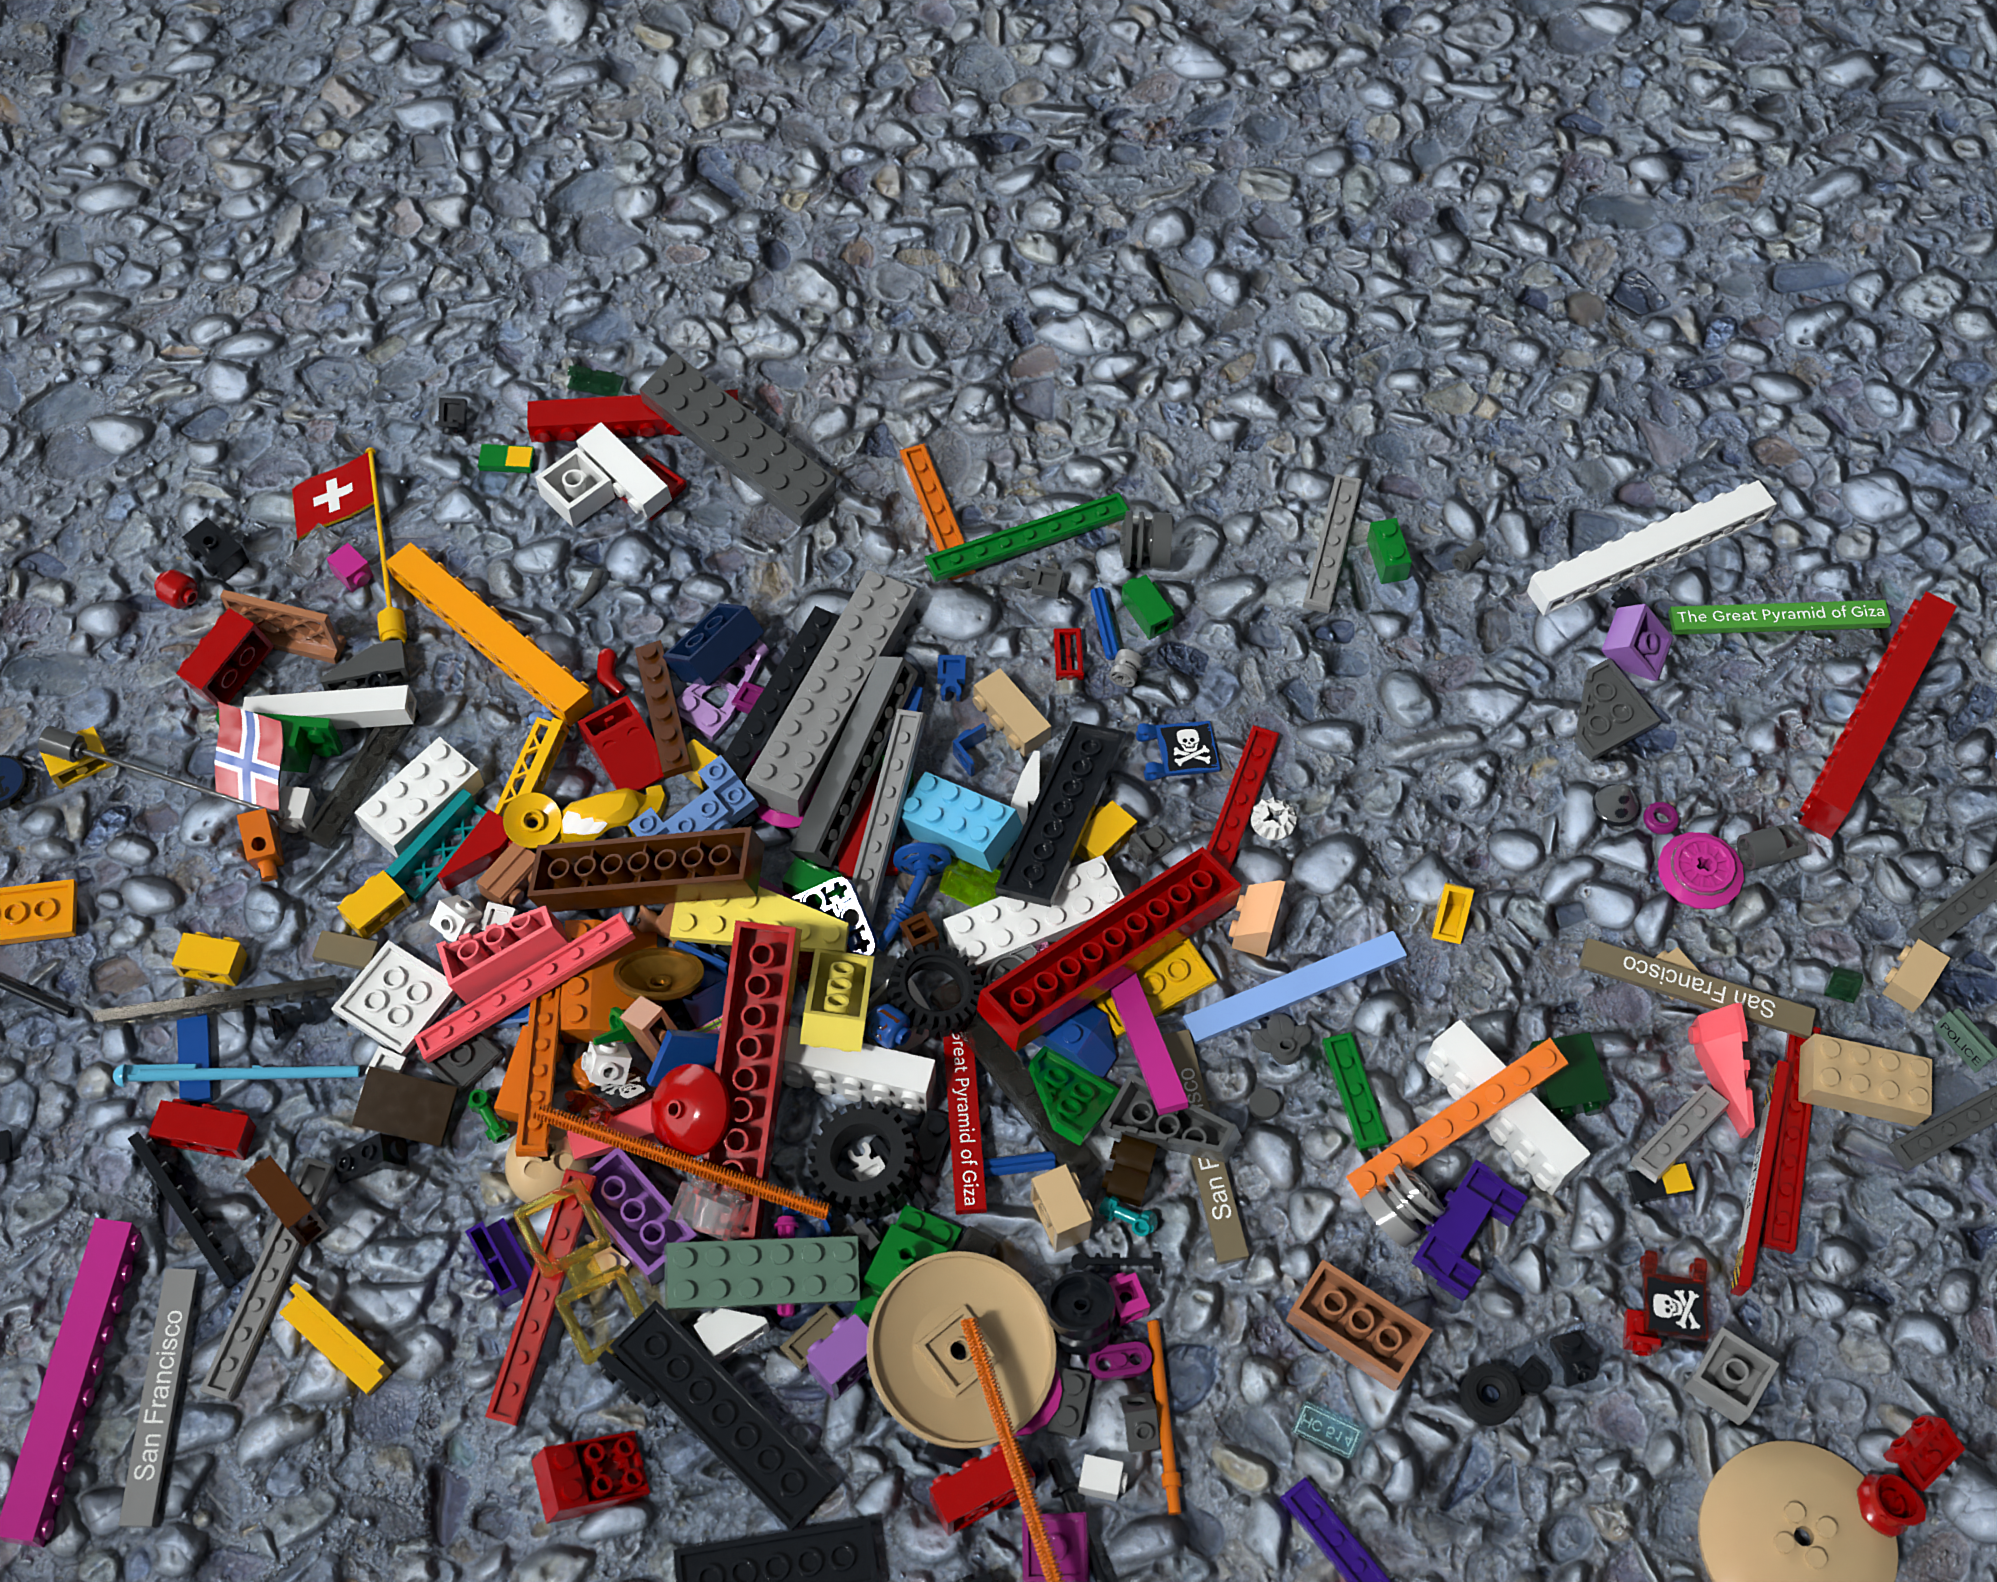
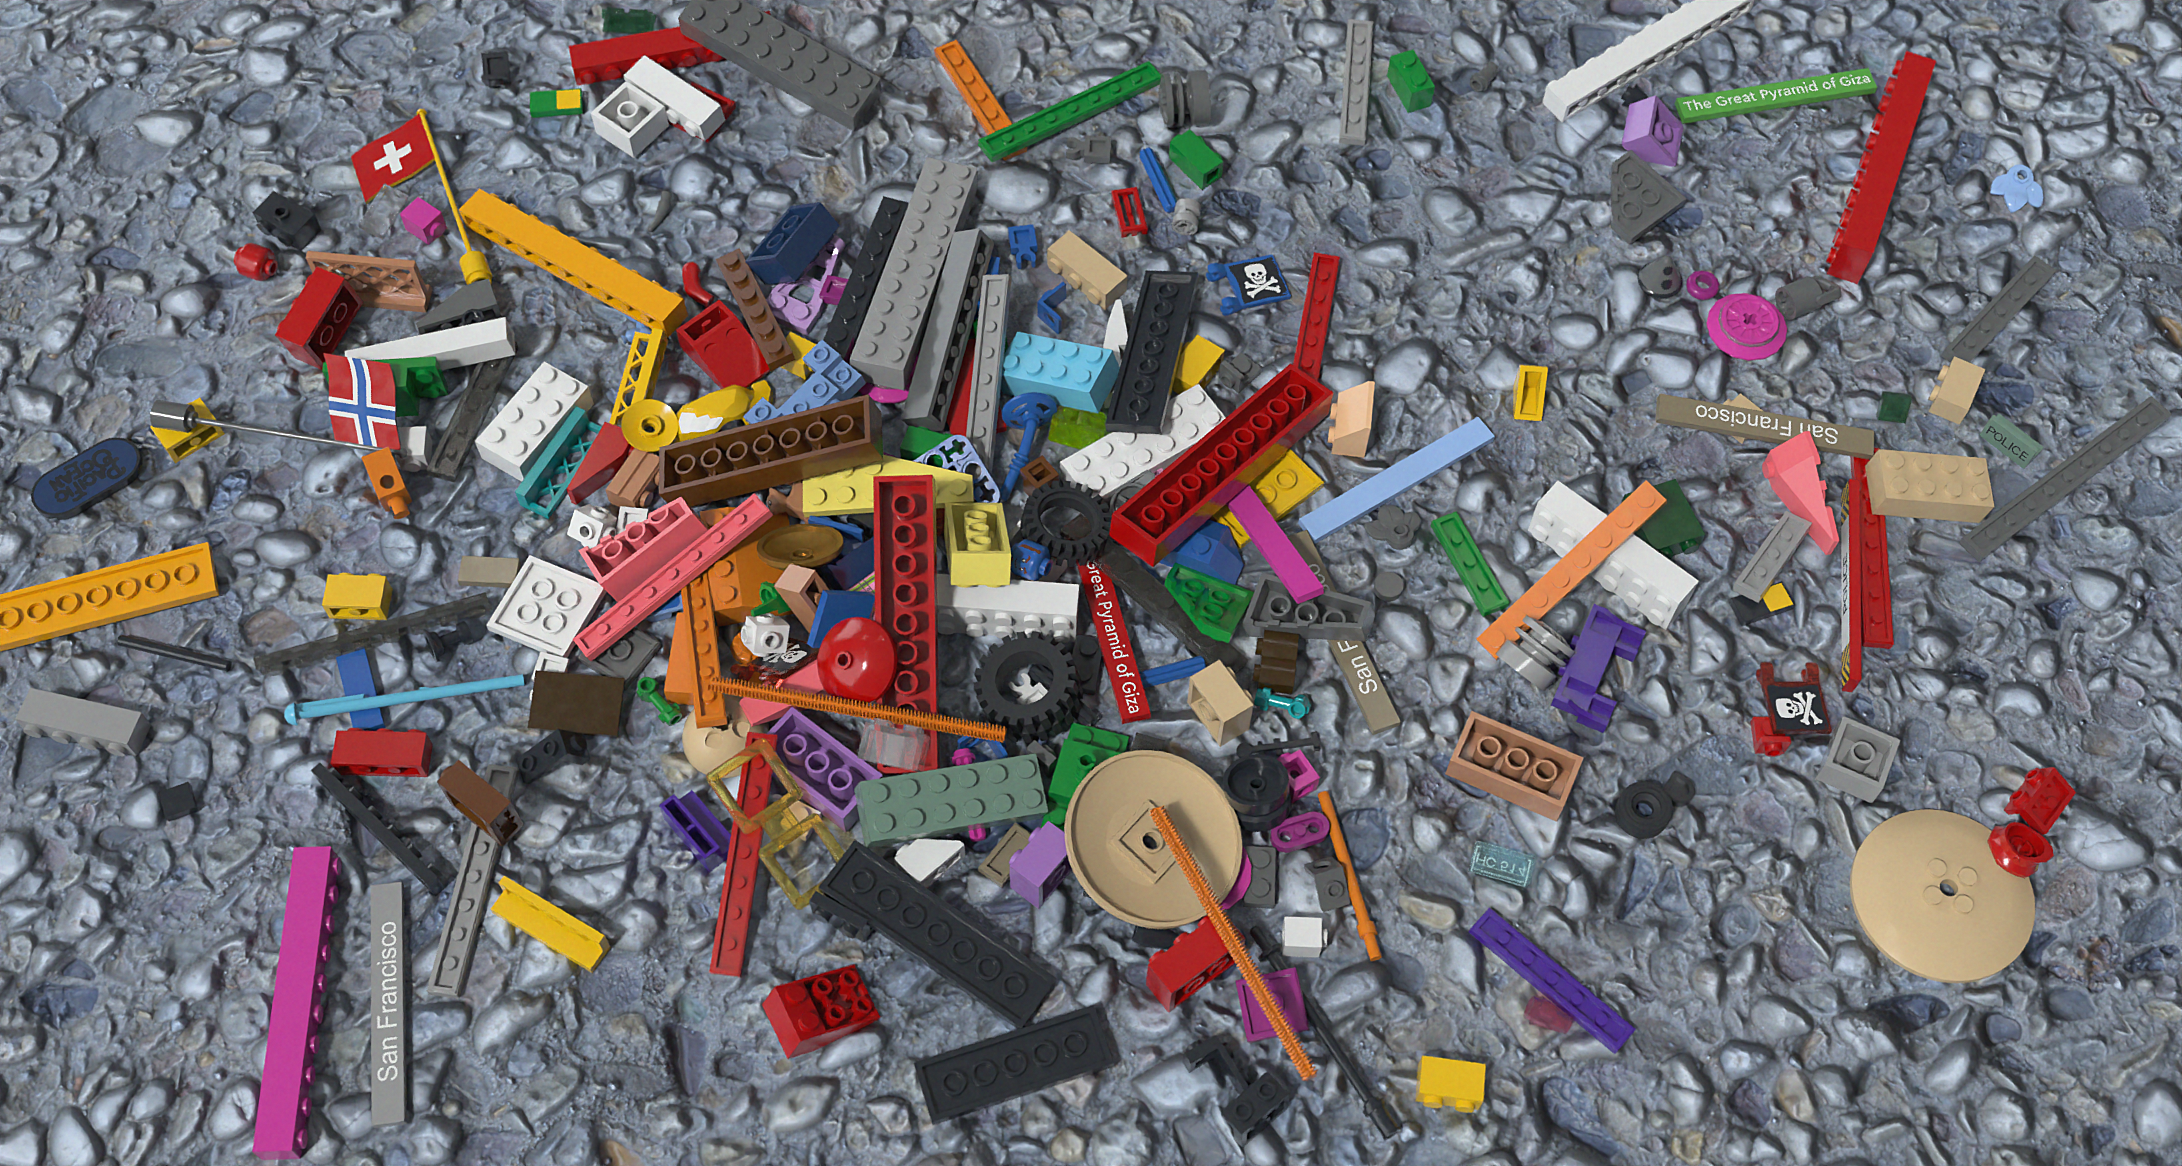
camera: 10 degrees left, 0 degrees up
(373, 905) = (508, 525): yellow brick -> none
(1271, 829) = (1347, 342): white gear -> none
(1574, 1357) = (1715, 766): black bracket -> none

